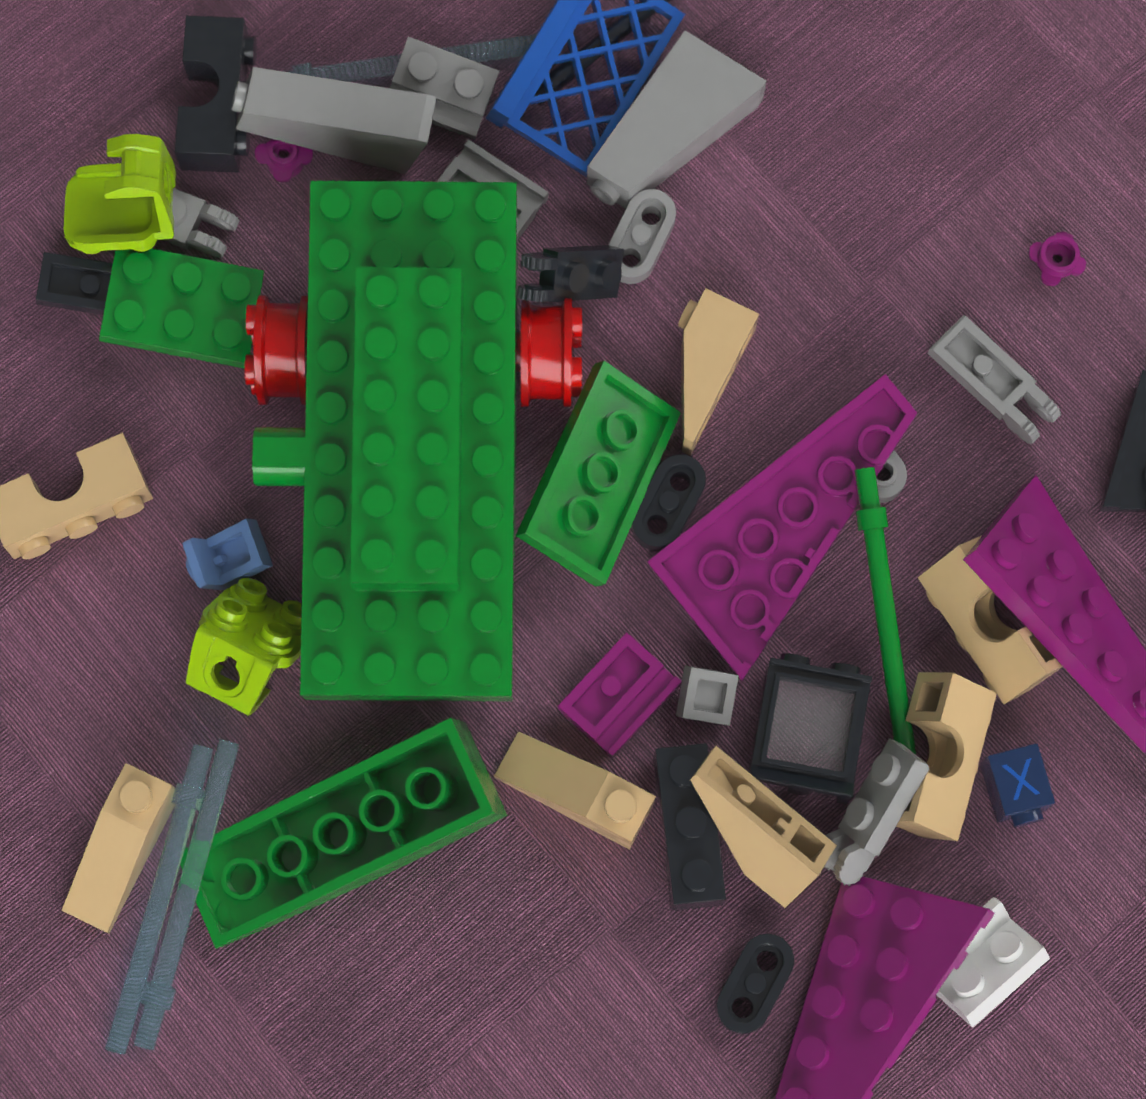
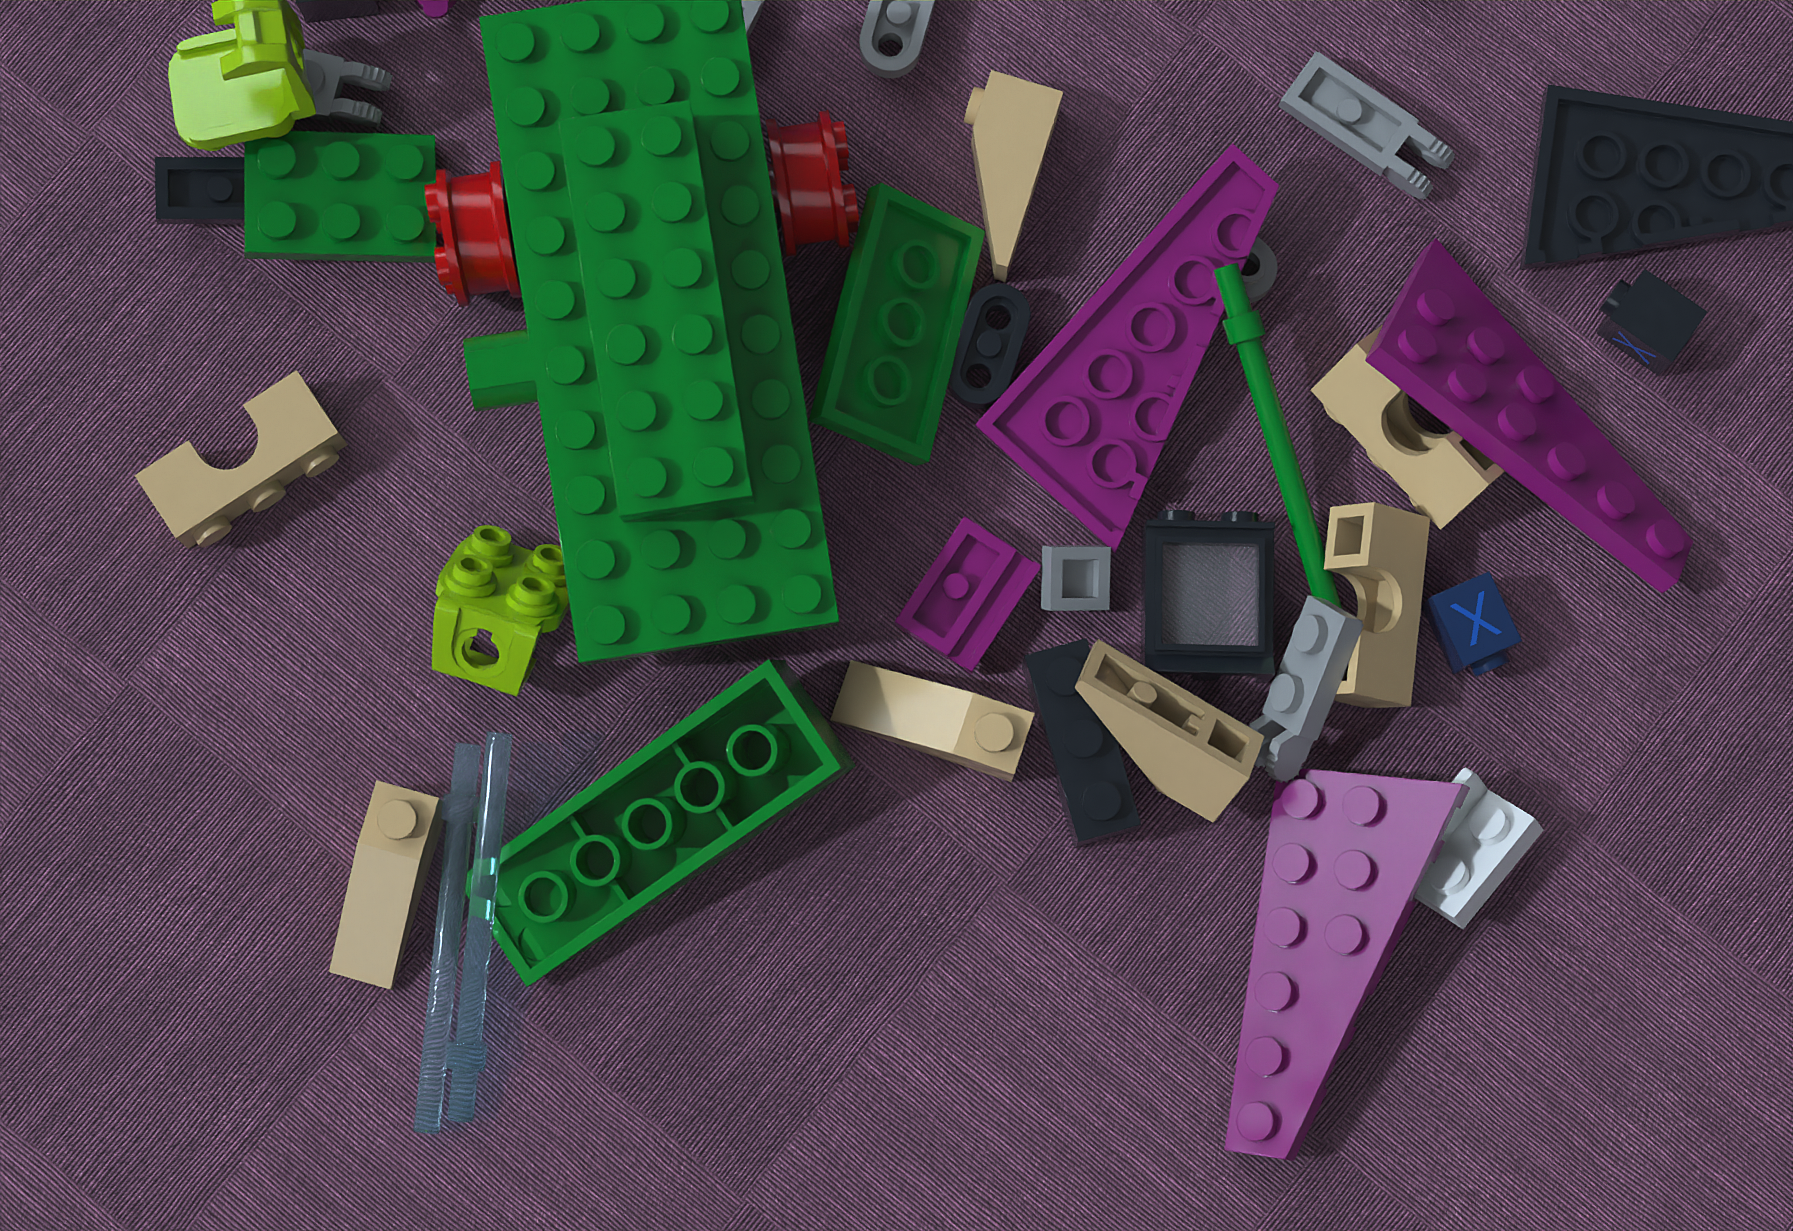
camera: 10 degrees left, 5 degrees up
(227, 556) = (454, 502): medium blue bracket -> none
(573, 273) = (824, 79): black hinge -> none
(755, 985) = (1191, 920): black plate -> none

